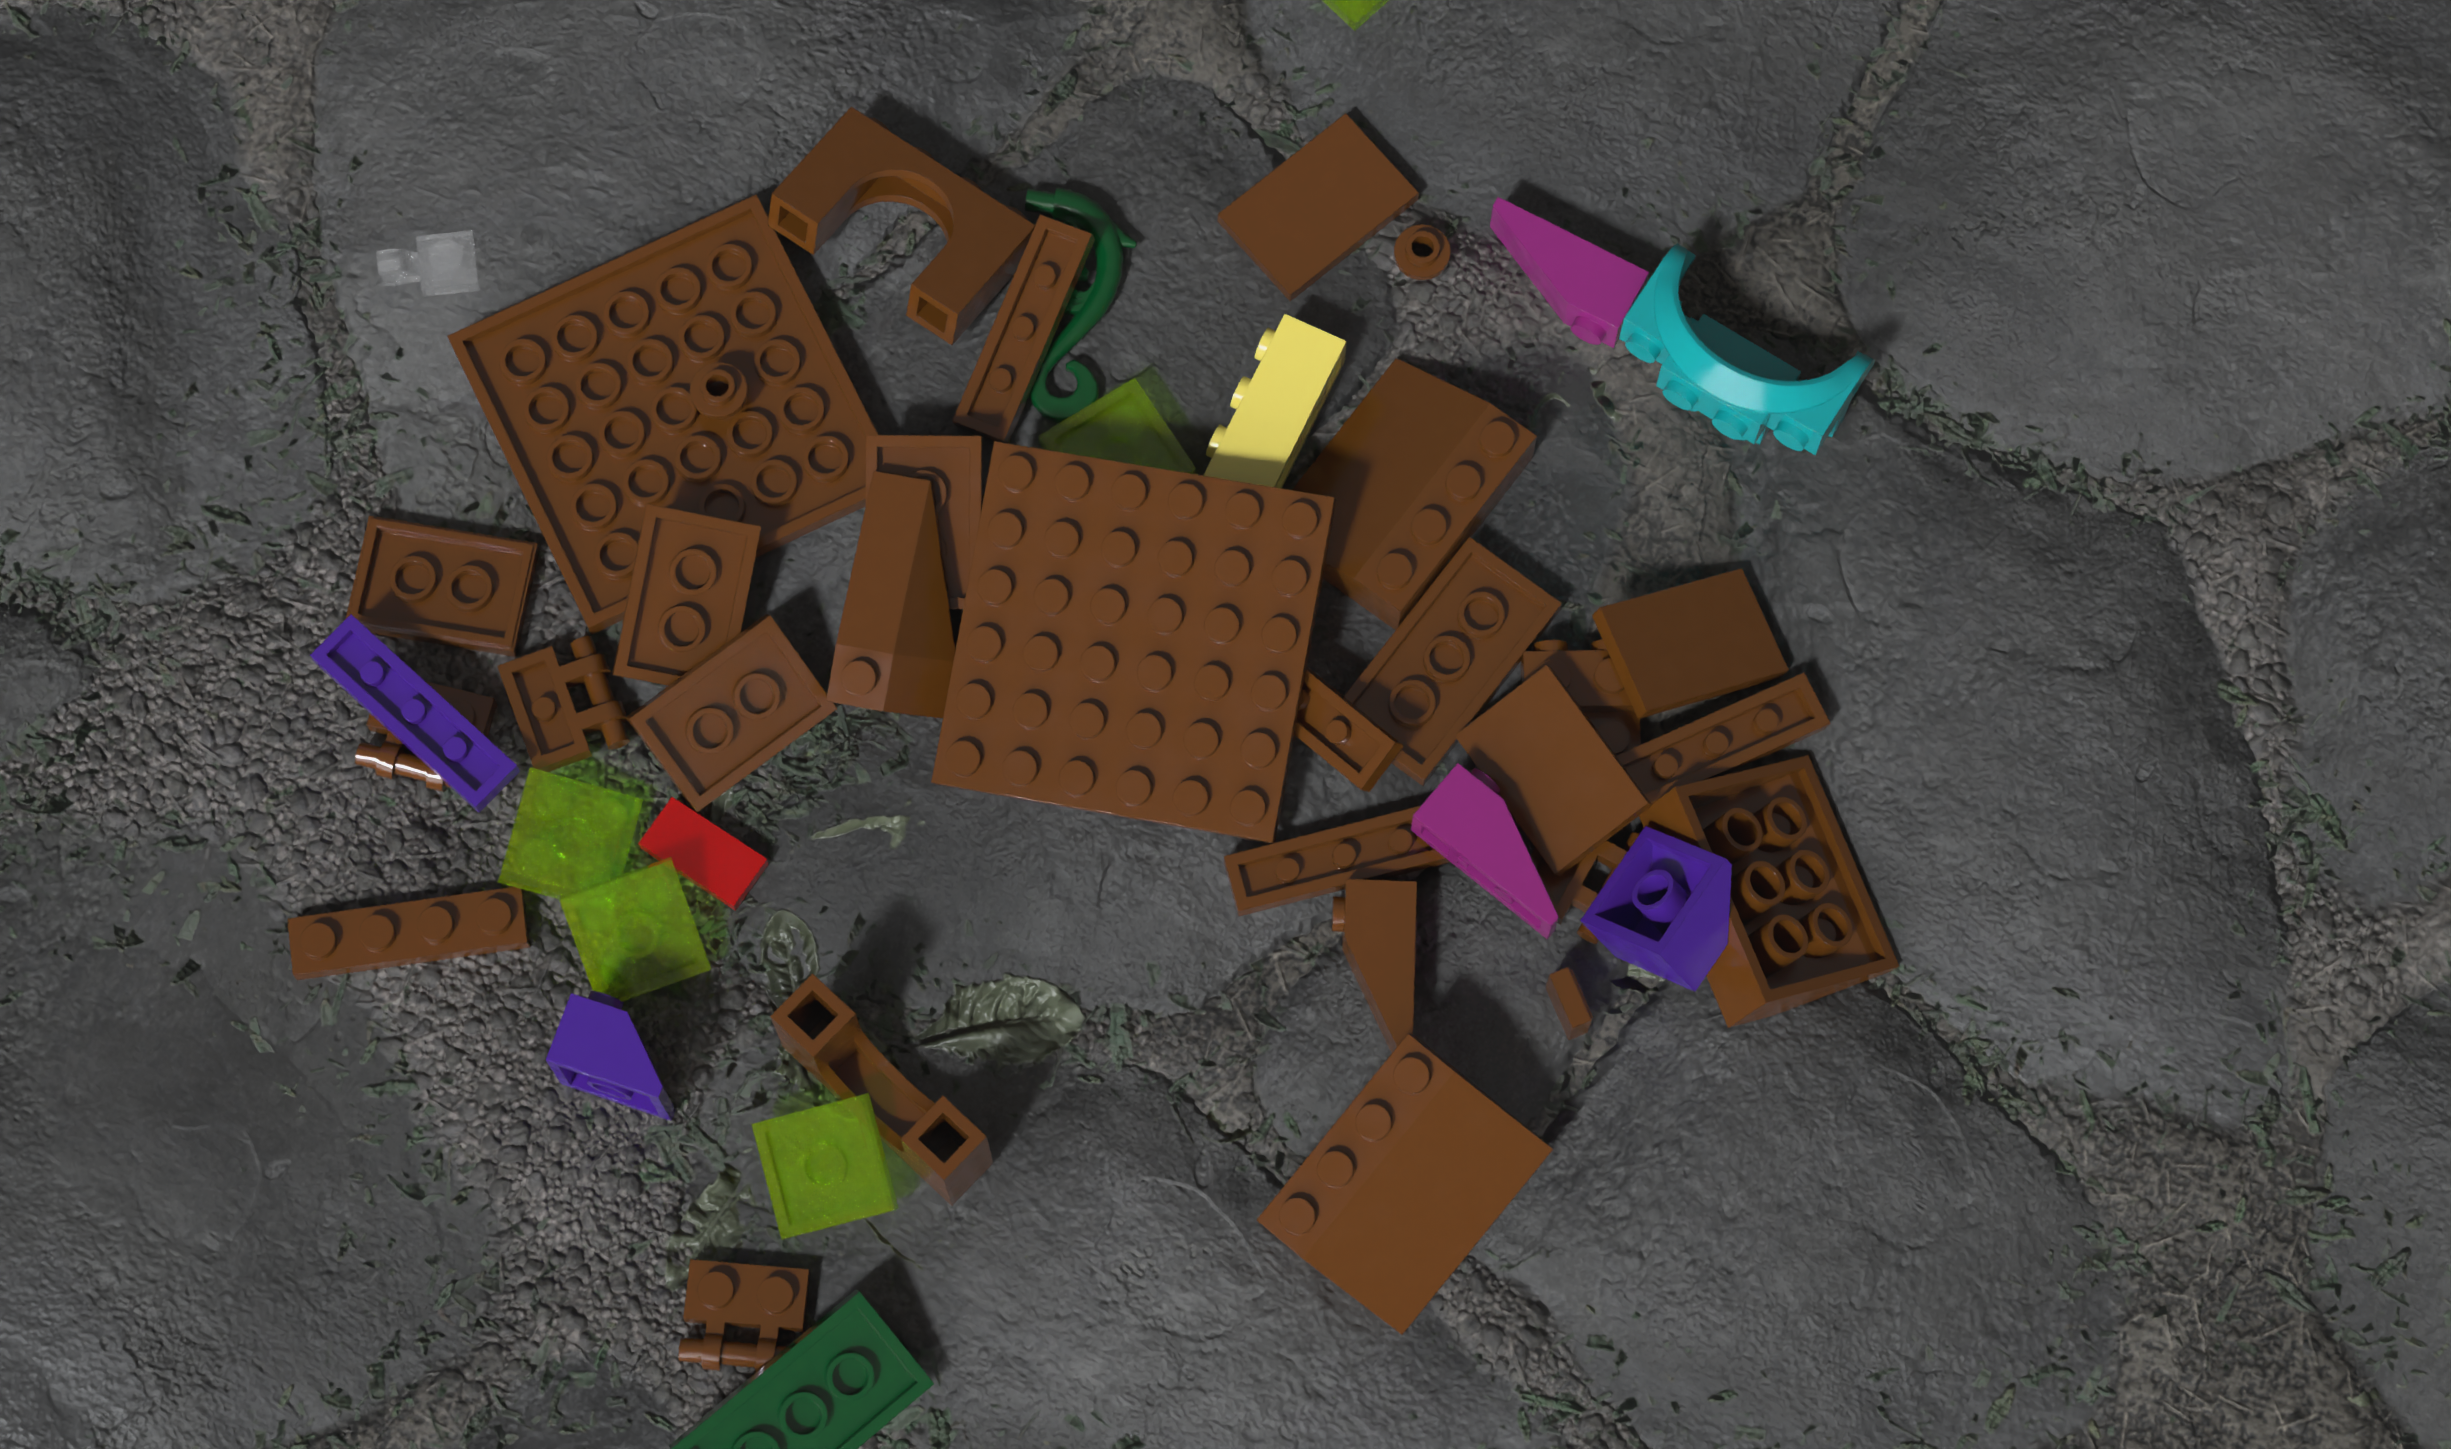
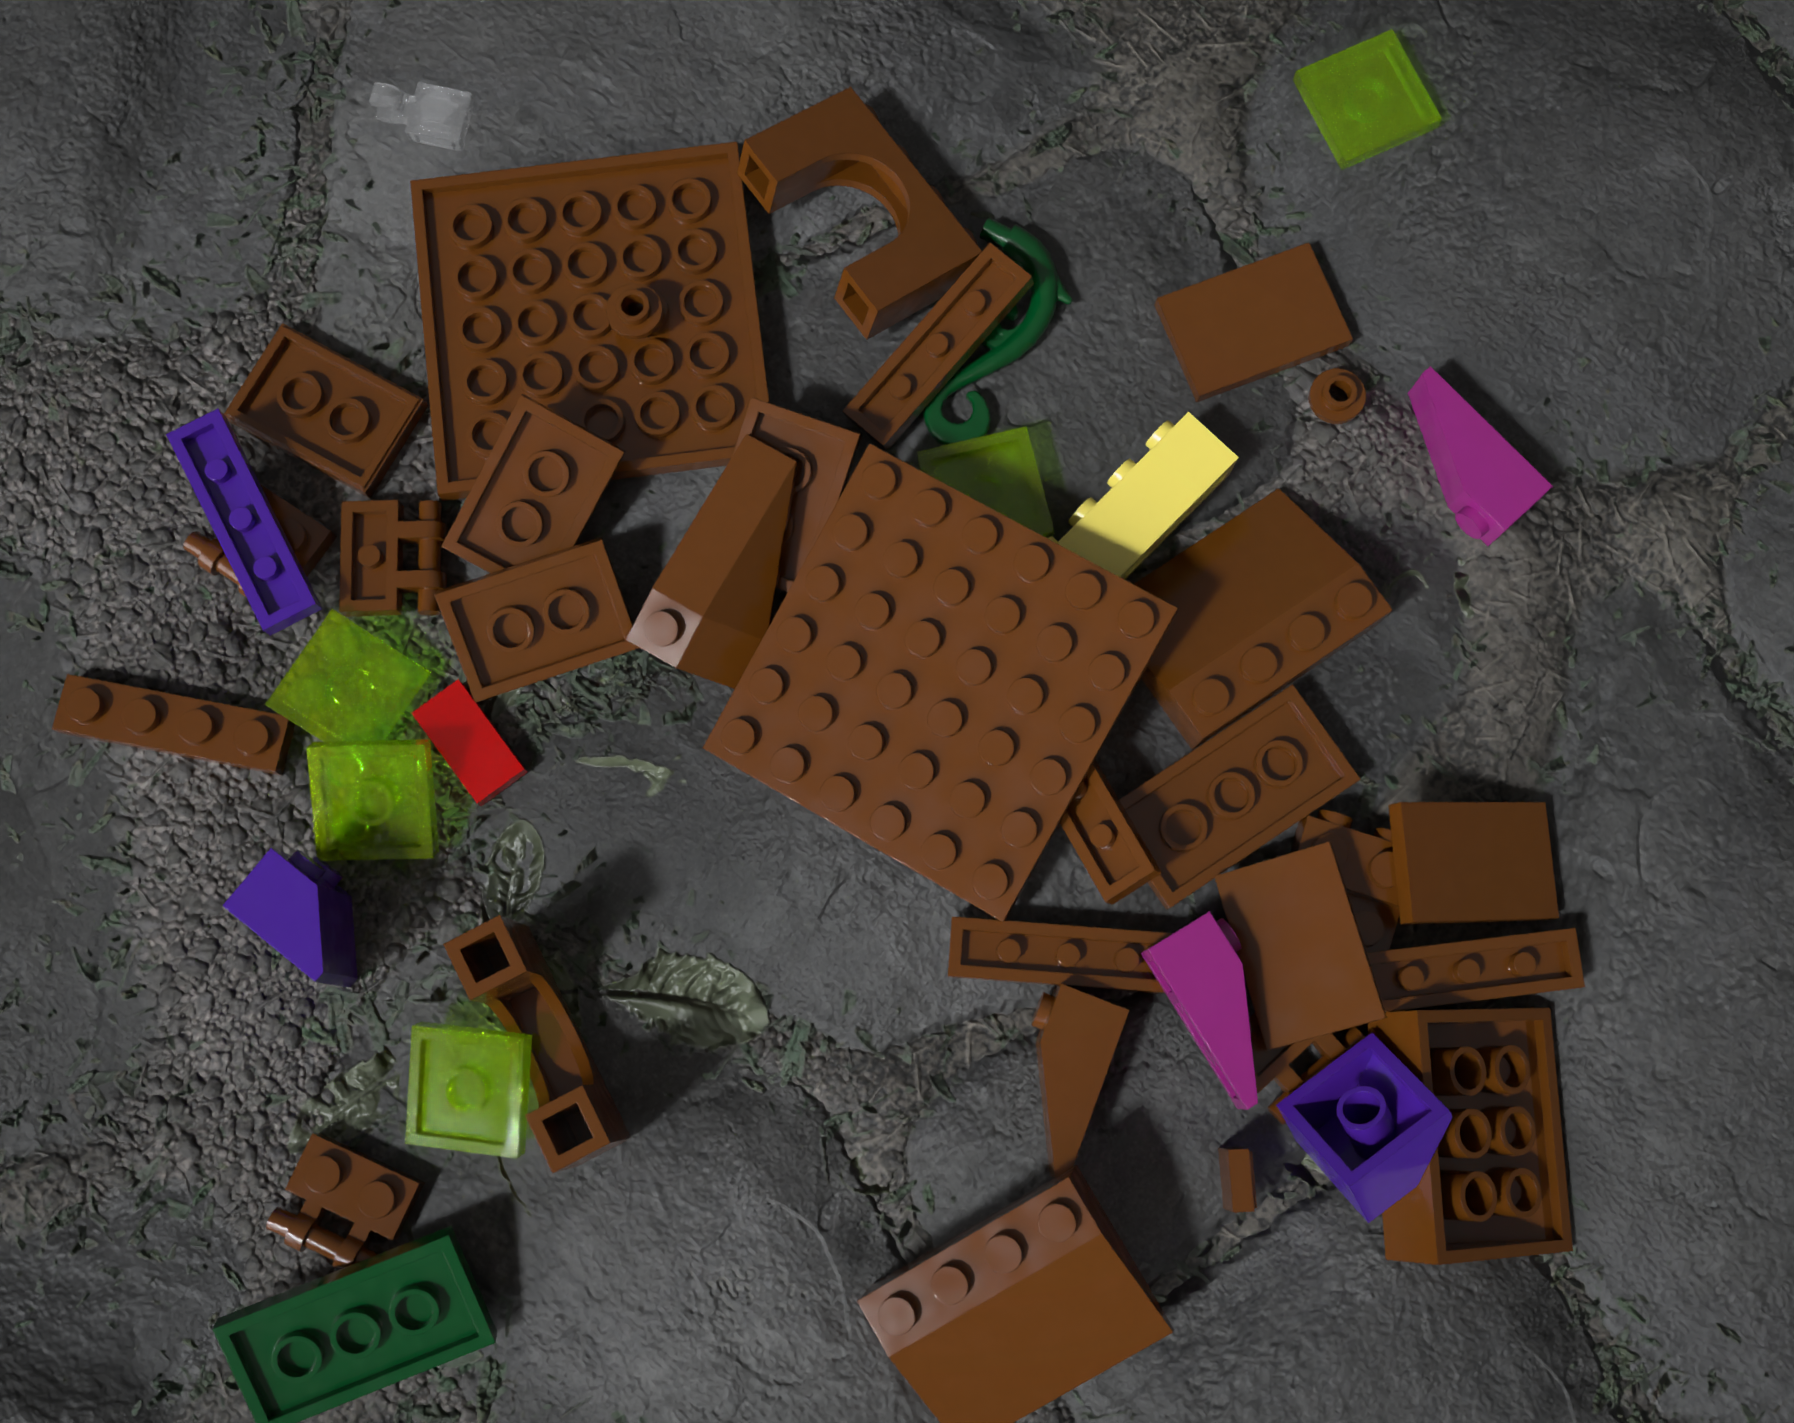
camera: 20 degrees right, 5 degrees up
(1729, 376) = (1602, 617): teal piece -> none

